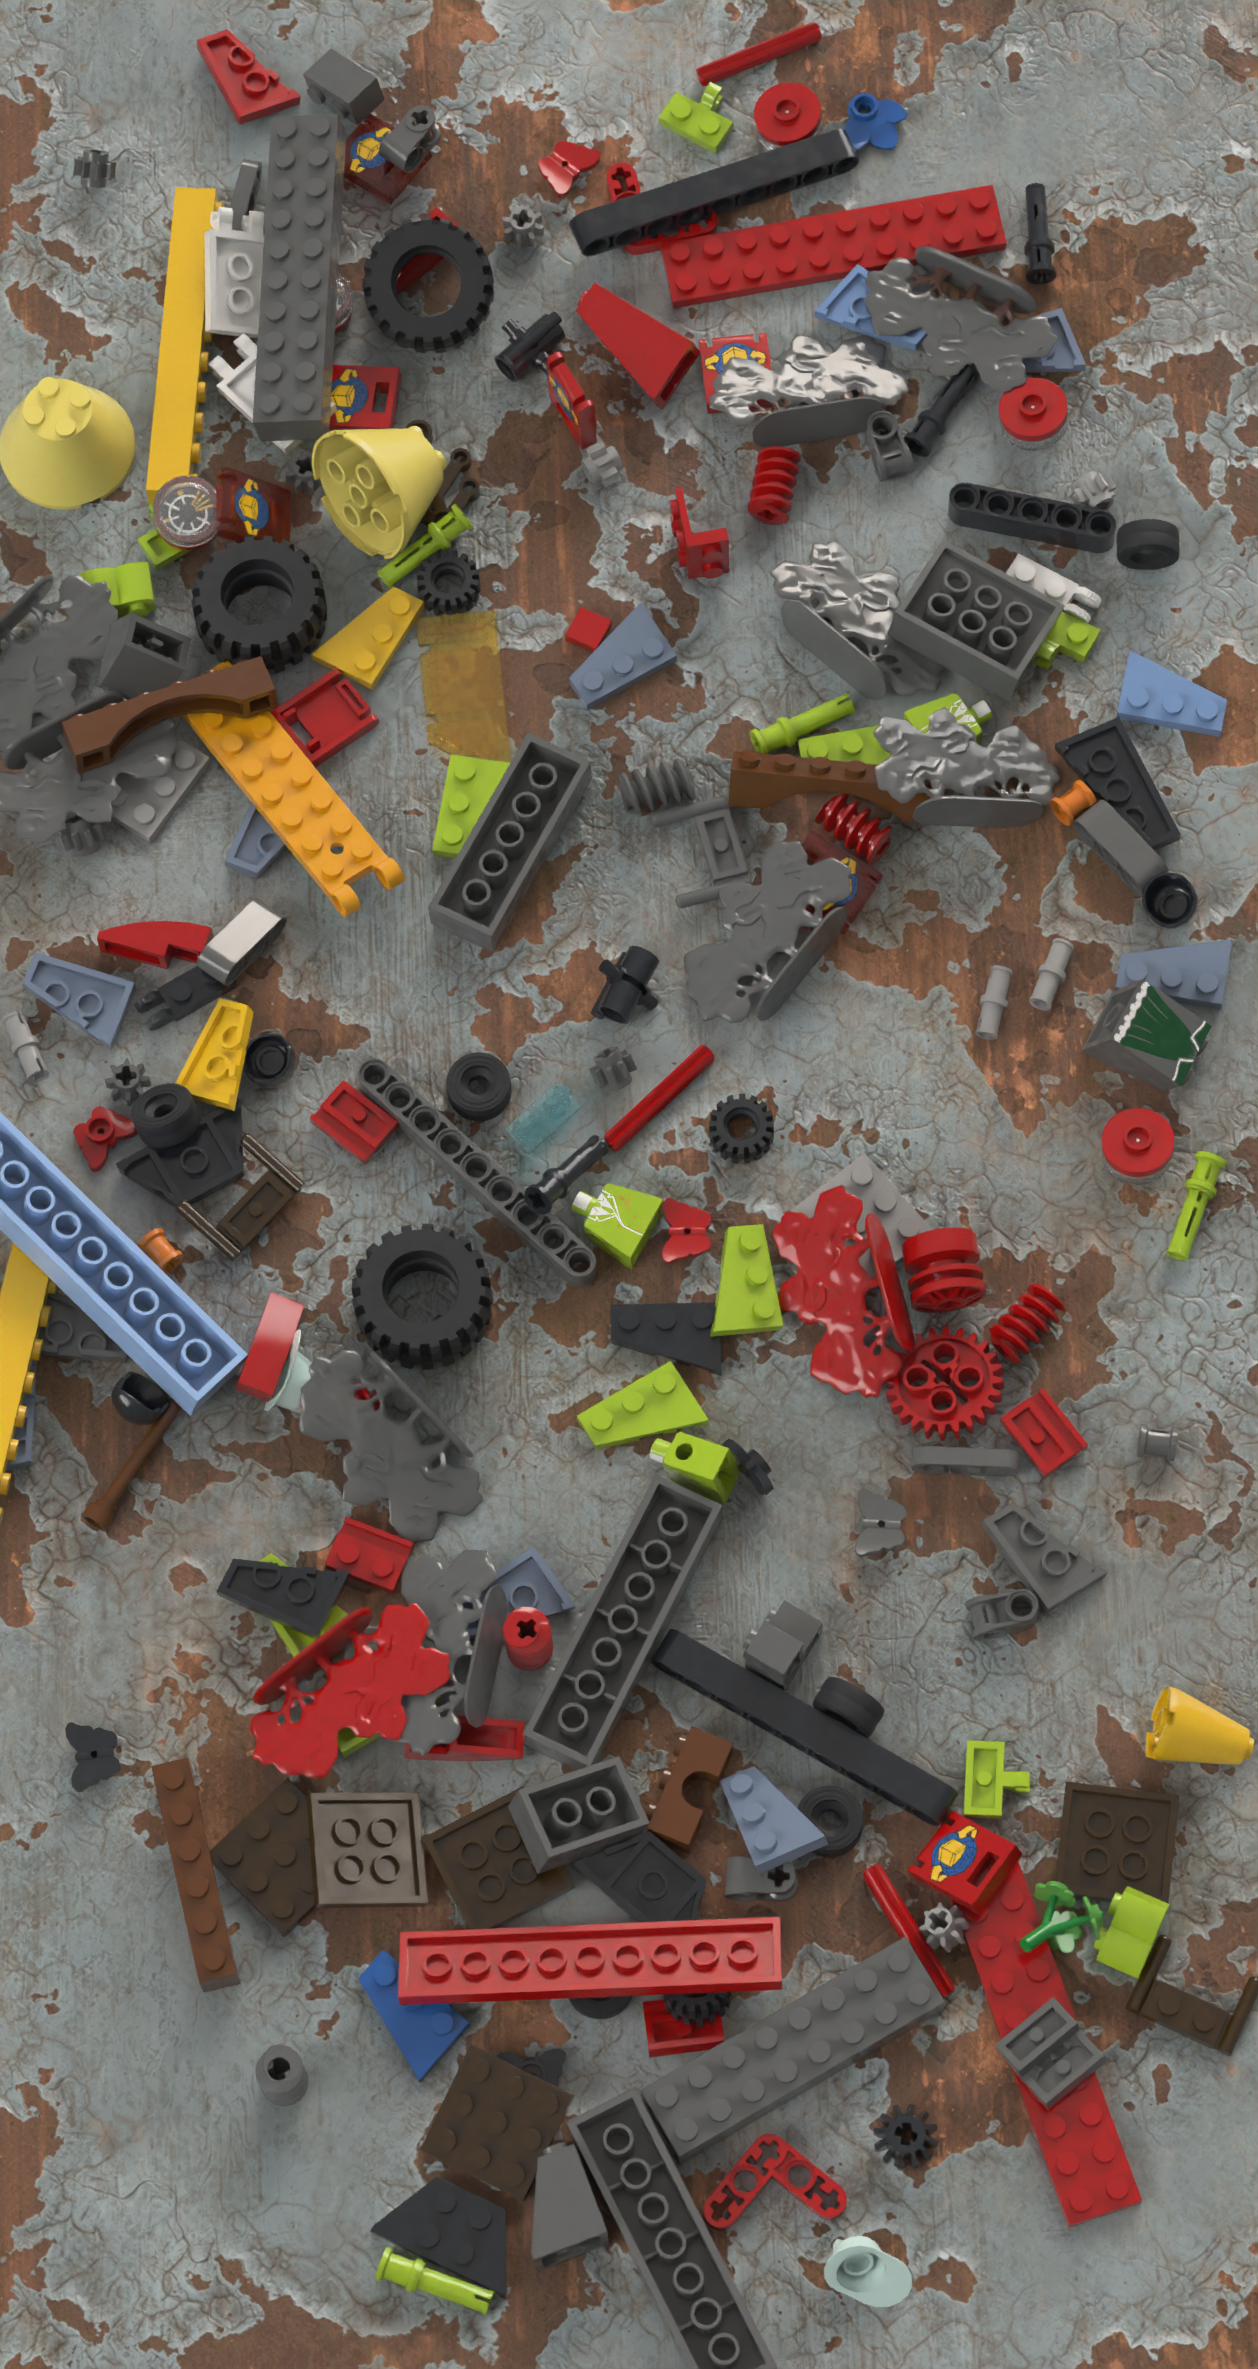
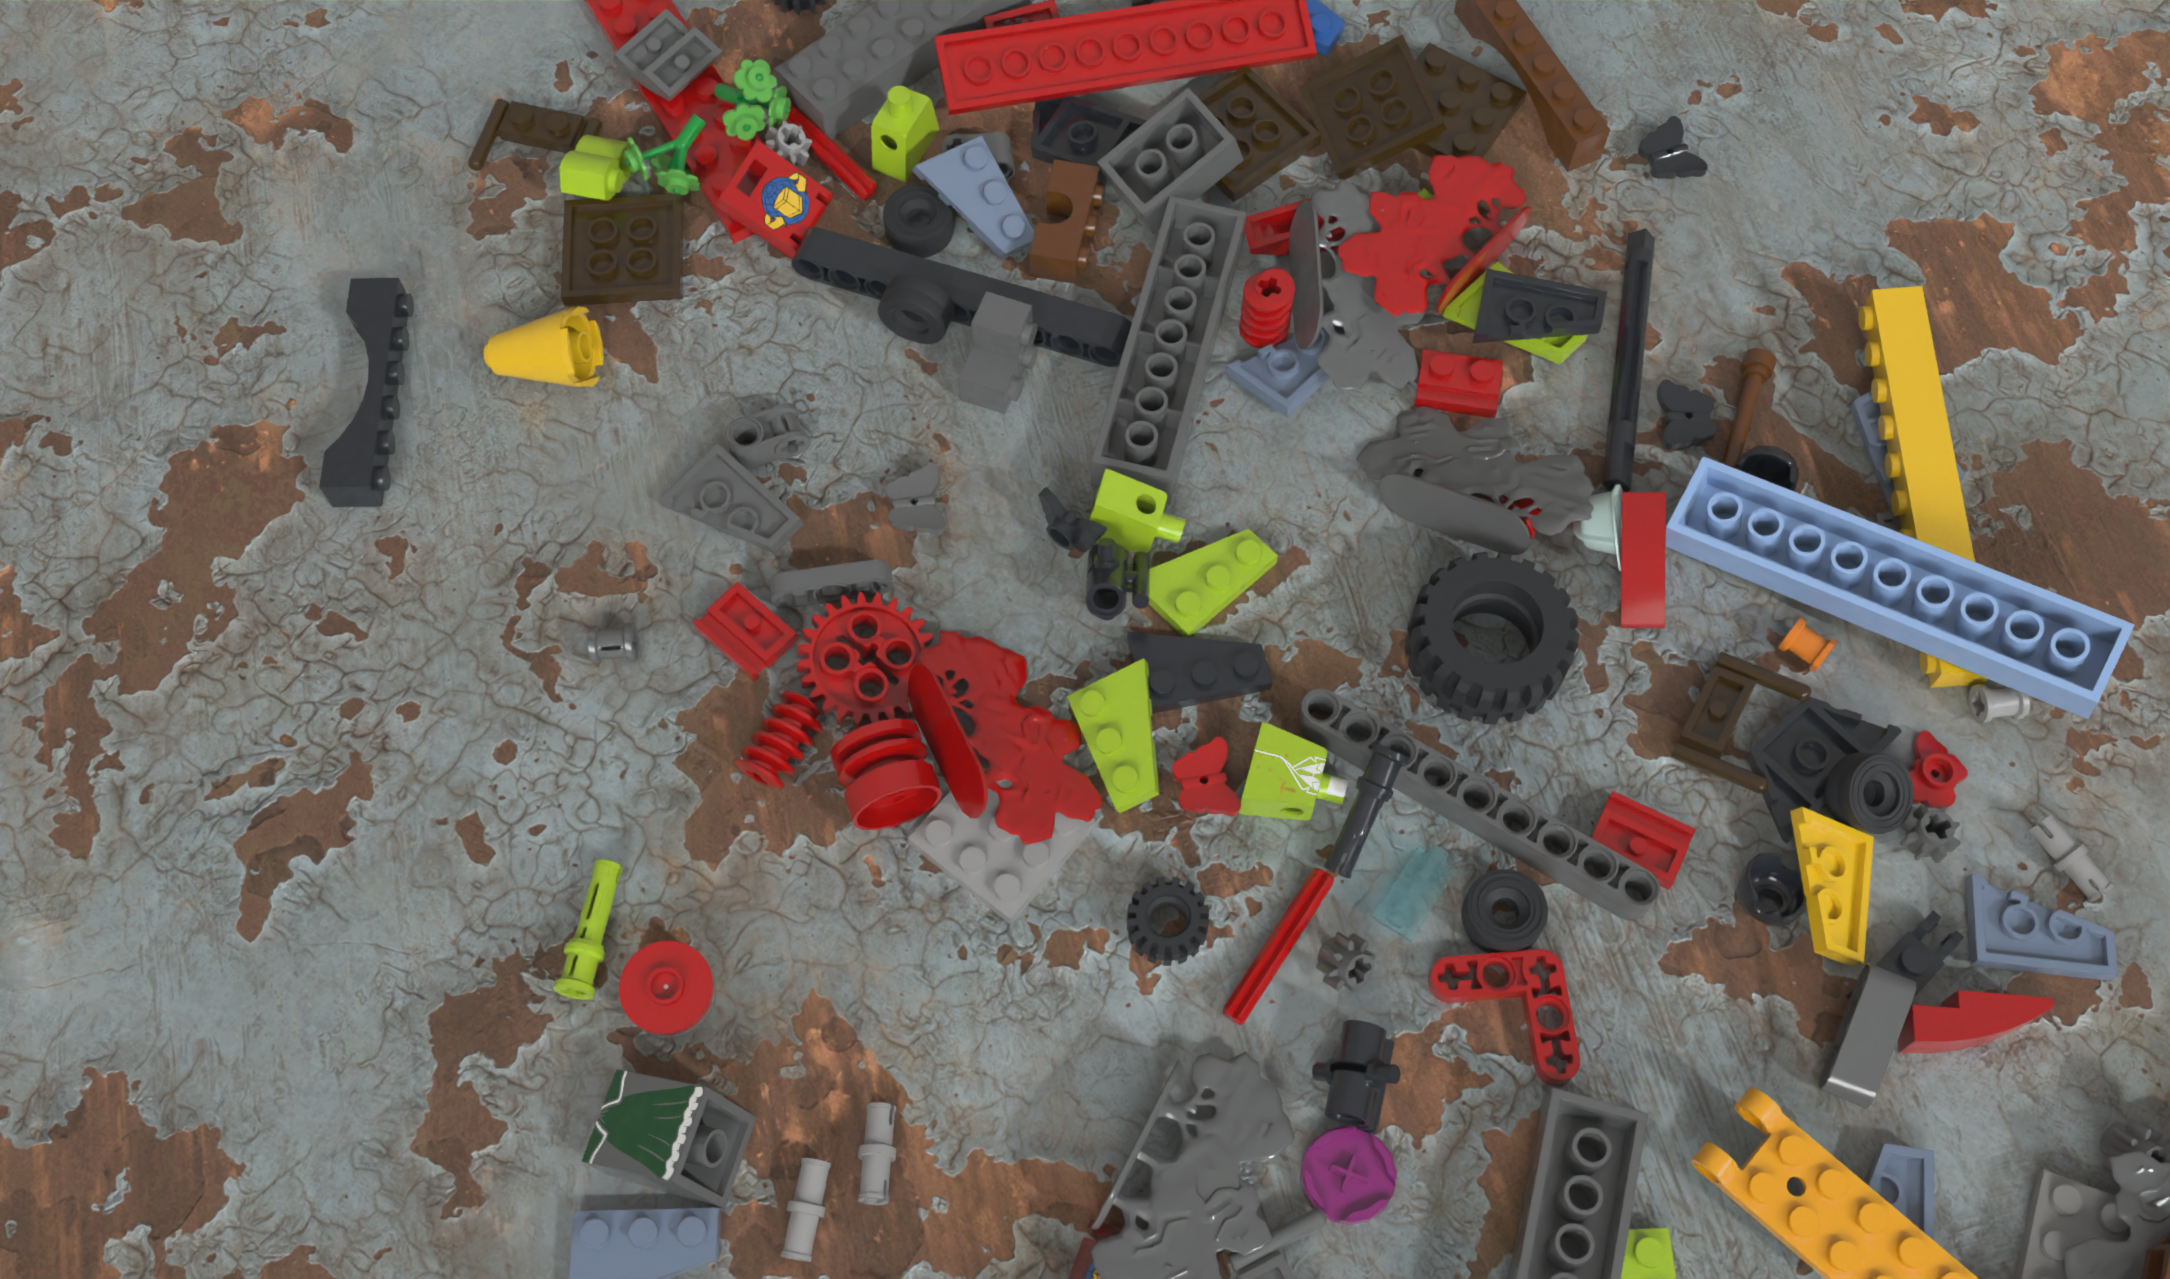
camera: 165 degrees right, 5 degrees down
(188, 1463) = (1686, 415): none -> black animal
(209, 1548) = (1629, 361): none -> black piece
(484, 1035) = (1519, 984): none -> red beam
(651, 924) = (1348, 1175): none -> magenta tile
(721, 1403) = (1111, 579): none -> black pin
(825, 1918) = (903, 121): none -> lime torso
(964, 1958) = (755, 88): none -> bright green plant
(987, 1780) = (762, 283): lime plate -> none

